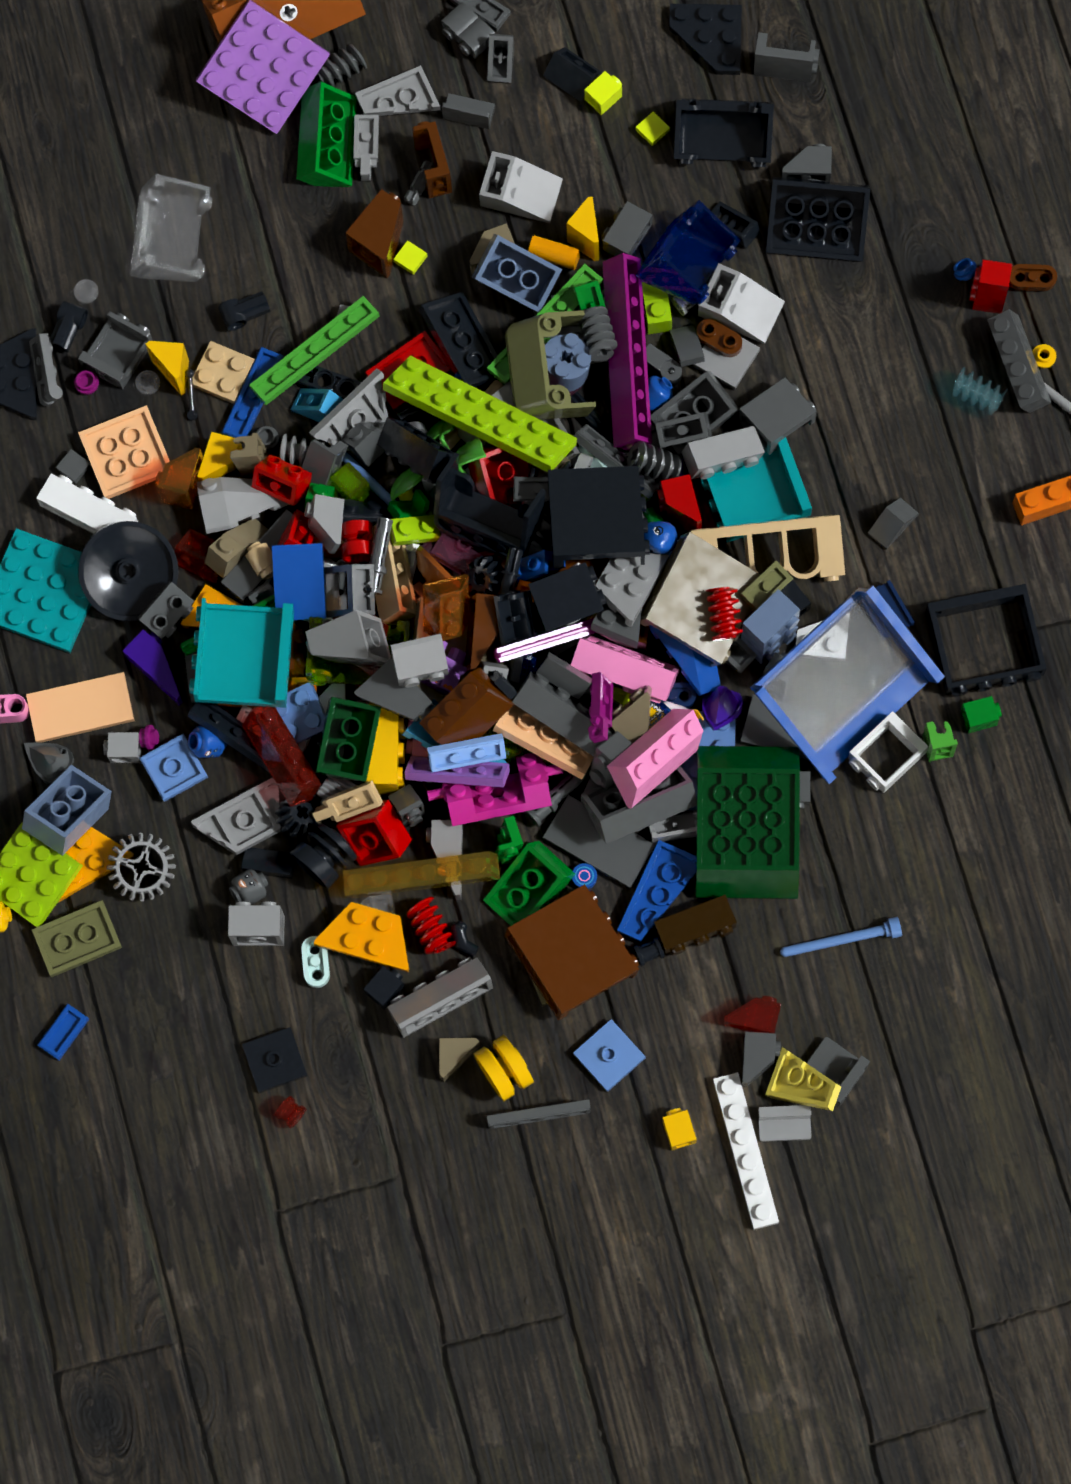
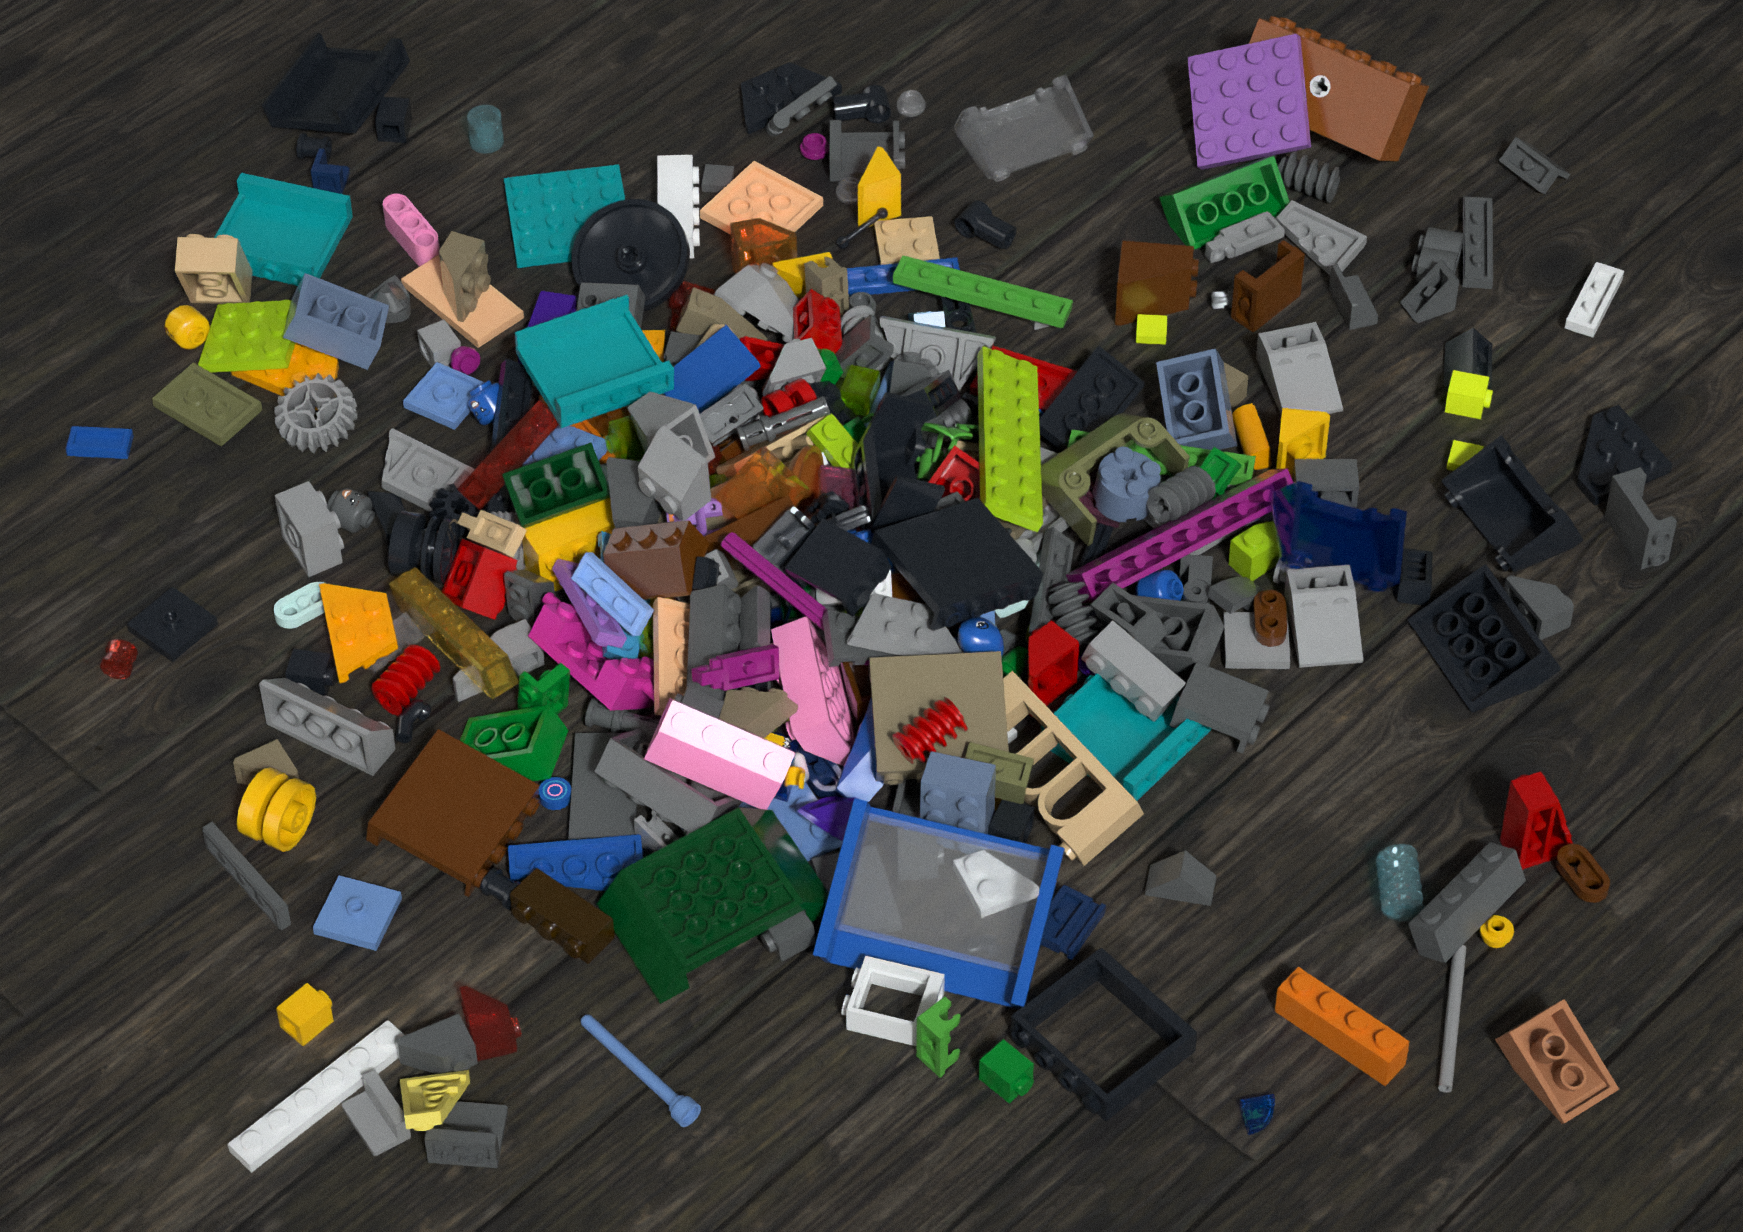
camera: 55 degrees right, 25 degrees down
(76, 699) = (463, 272): none -> dark tan slope

